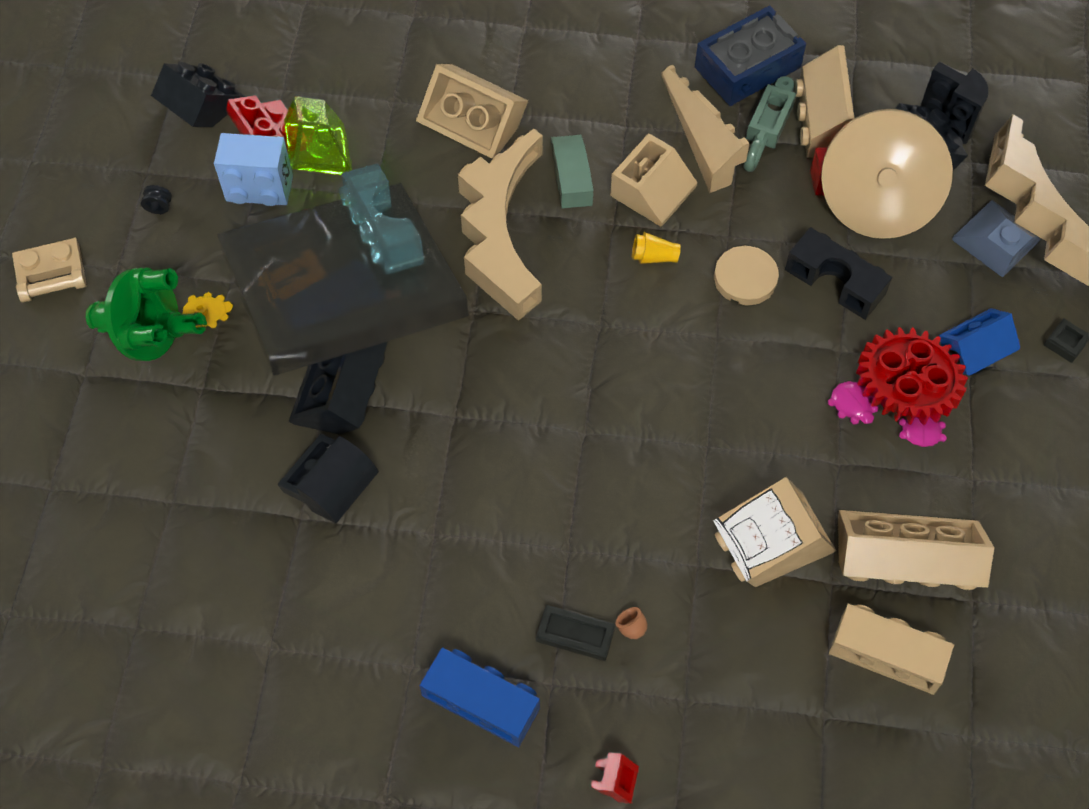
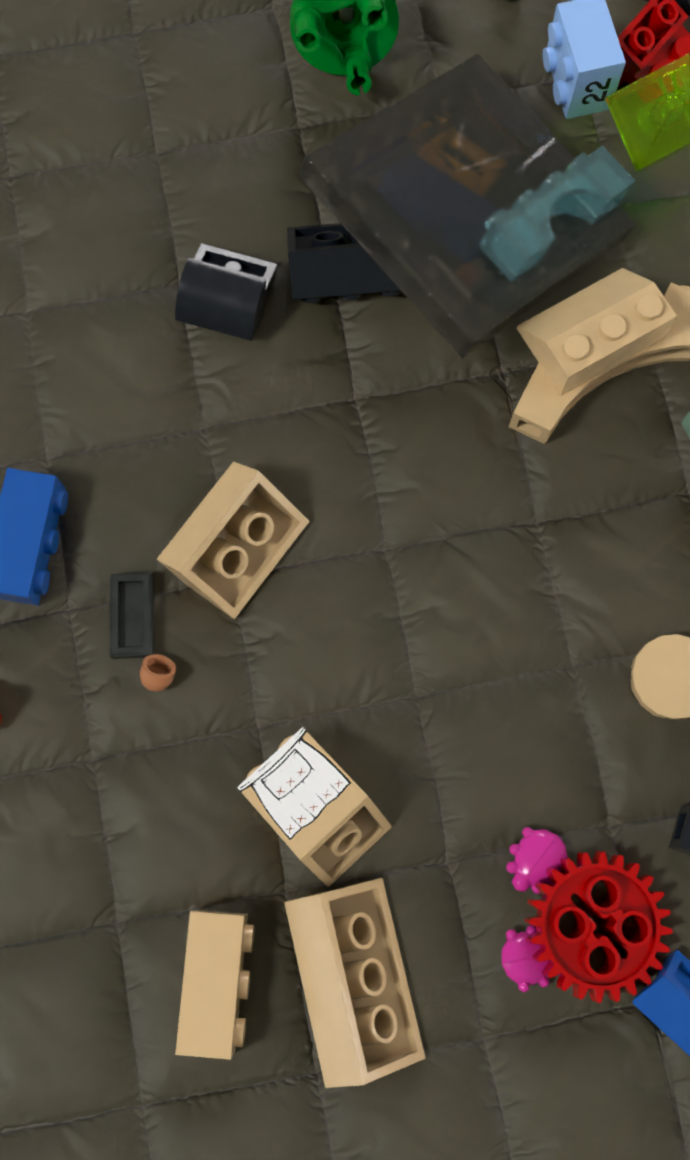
camera: 75 degrees right, 15 degrees up
(210, 307) = (389, 86): yellow piece -> none
(477, 226) = (597, 328): none -> tan slope
(540, 533) = (234, 539): none -> tan slope
(653, 249) = (664, 552): yellow cone -> none

